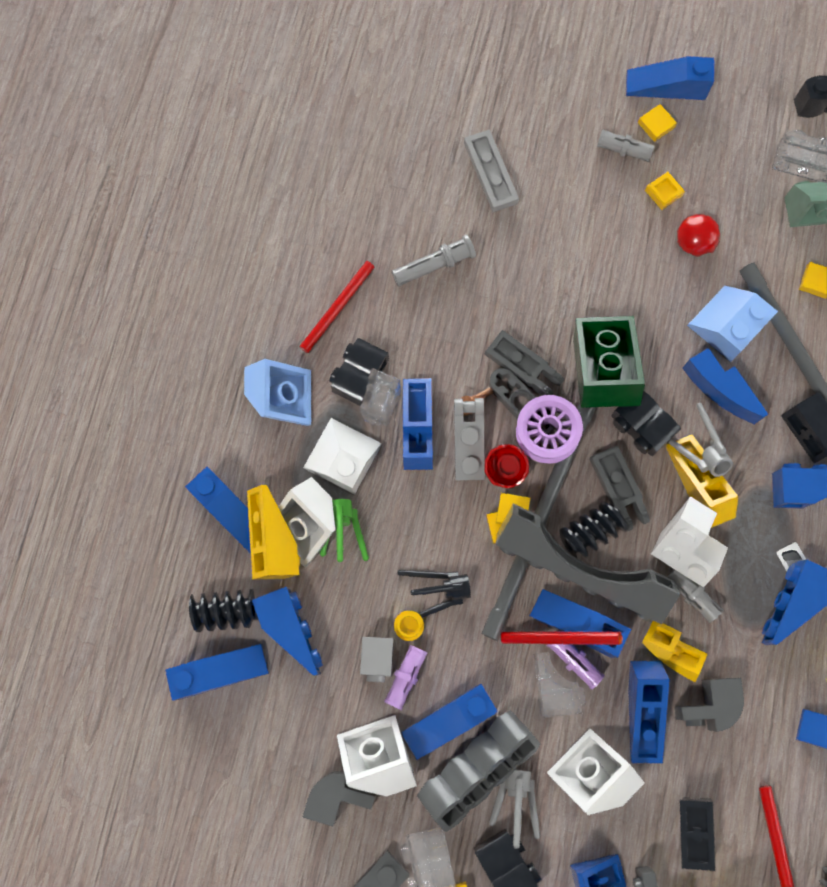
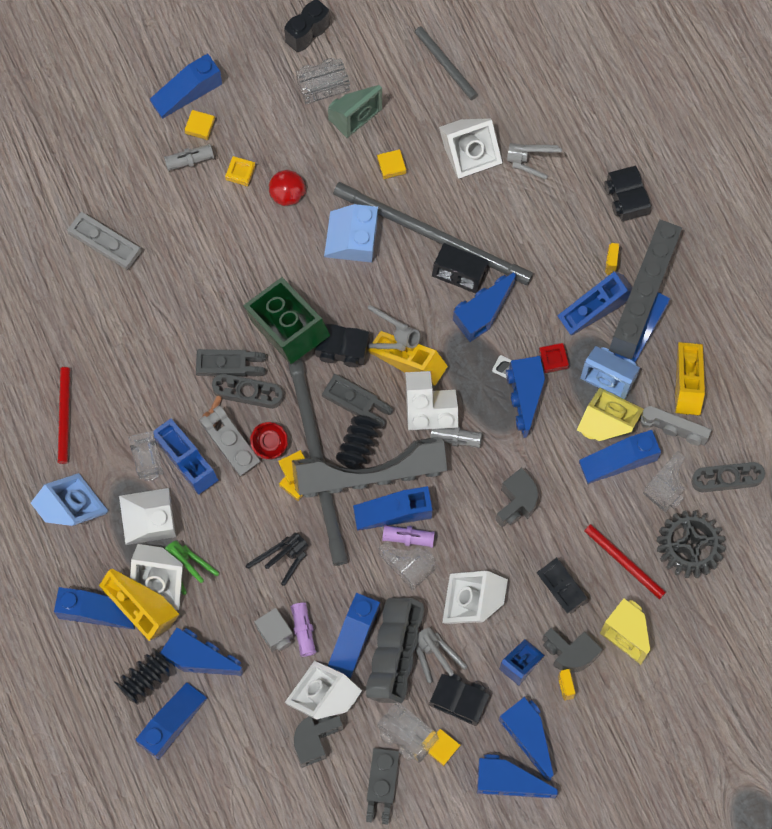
camera: 40 degrees left, 5 degrees down
(352, 377) = (115, 449): black brick -> none
(408, 625) = (280, 595): yellow plate -> none
(445, 256) = (117, 325): light grey pin -> none
(566, 410) = (271, 375): lavender wheel -> none
(587, 638) = (387, 525): red bar -> none
(647, 710) = (478, 534): blue slope -> none
(665, 645) = (461, 483): yellow slope -> none
(724, 388) = (378, 283): blue slope -> none

